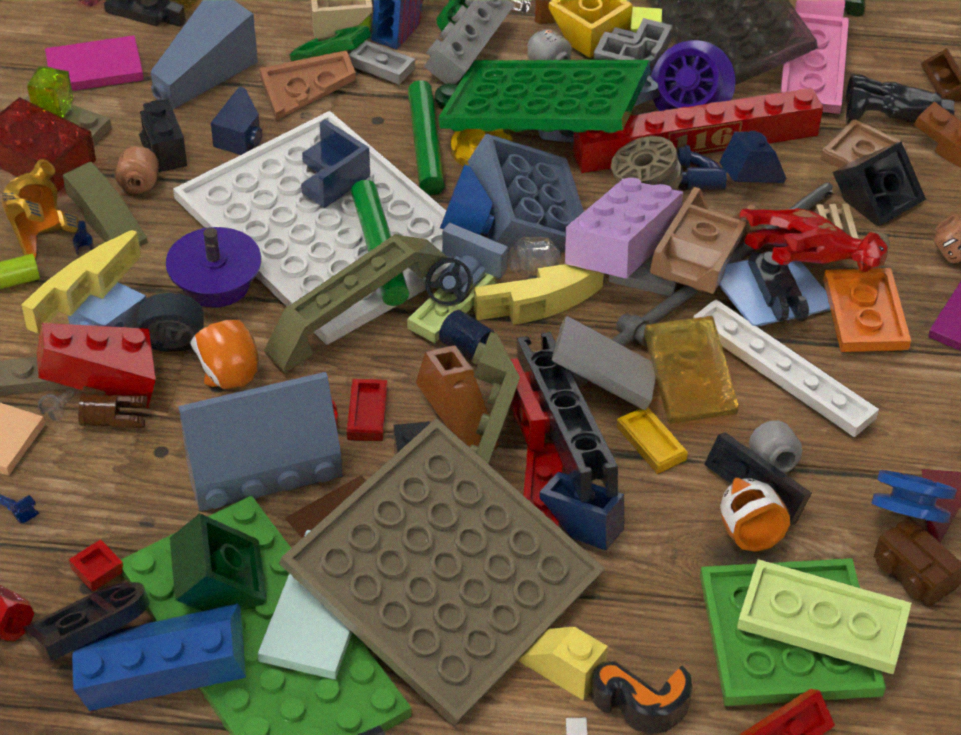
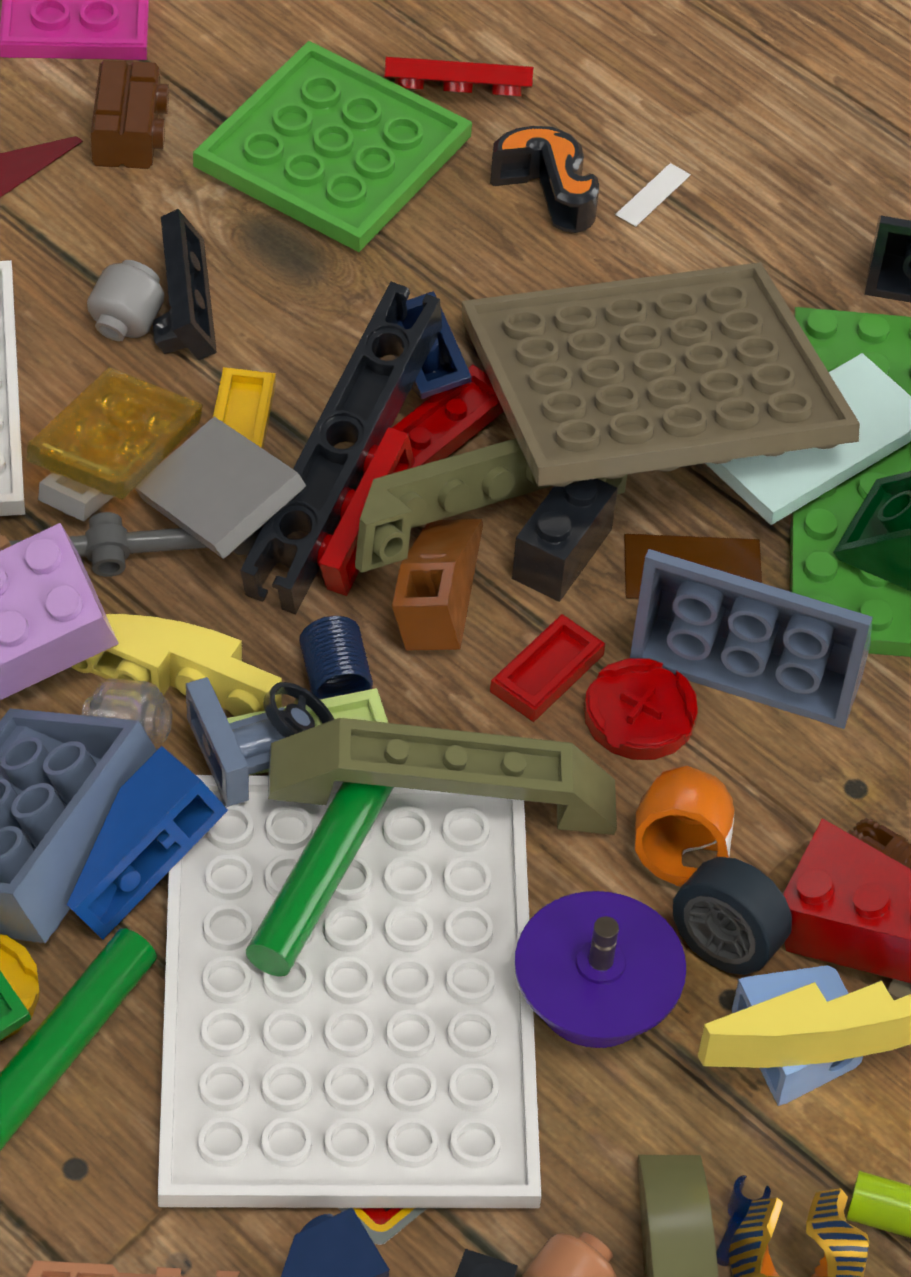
camera: 145 degrees left, 5 degrees up
(338, 163) = (273, 1016): dark blue panel -> none
(566, 658) = (591, 238): light yellow slope -> none
(754, 514) = (244, 252): orange piece -> none
(824, 616) = (303, 105): yellowish green plate -> none
(914, 496) = (64, 140): blue wheel -> none

